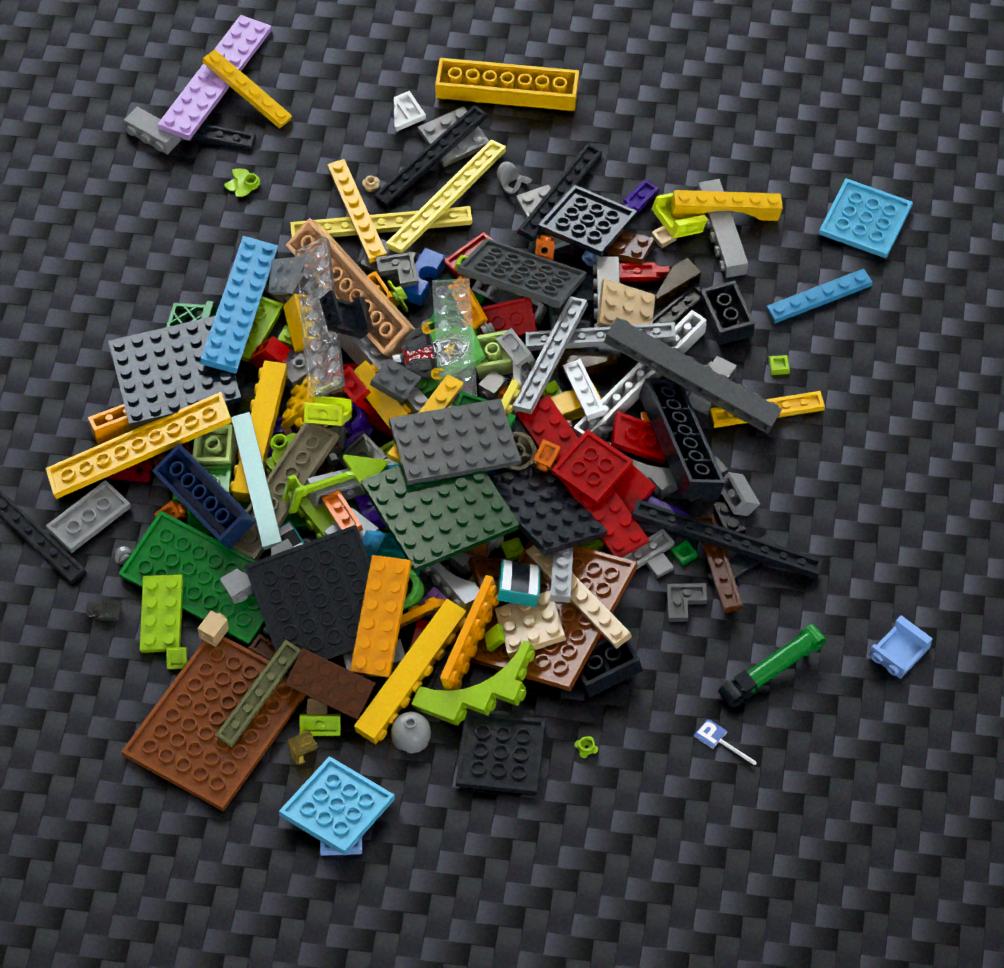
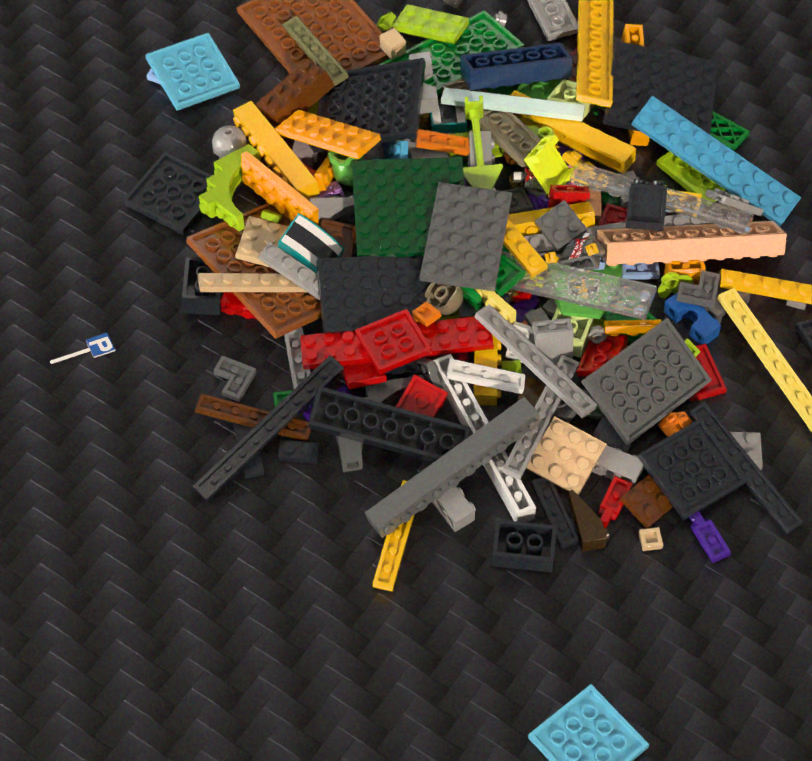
camera: 115 degrees right, 0 degrees up
(269, 350) = (648, 166): red brick -> none
(301, 745) = (258, 67): clear yellow panel -> none
(321, 724) = (272, 82): lime plate -> none
(390, 222) = (773, 311): light yellow plate -> none
(507, 173) = (792, 435): light grey piece -> none
(586, 741) = (145, 249): lime plate -> none
(659, 565) = (281, 376): light grey tile -> none
(677, 226) = (668, 559): neon yellow panel -> none
(693, 203) = (657, 604): yellow arch -> none
(724, 236) = (636, 595): light grey brick -> none
(739, 494) = (313, 462): light grey brick -> none
(747, 682) = (124, 407): green piece -> none
(779, 365) = (446, 573): lime tile -> none
(819, 296) = (511, 650): dark azure plate -> none
(901, 647) = (84, 521): light blue panel -> none

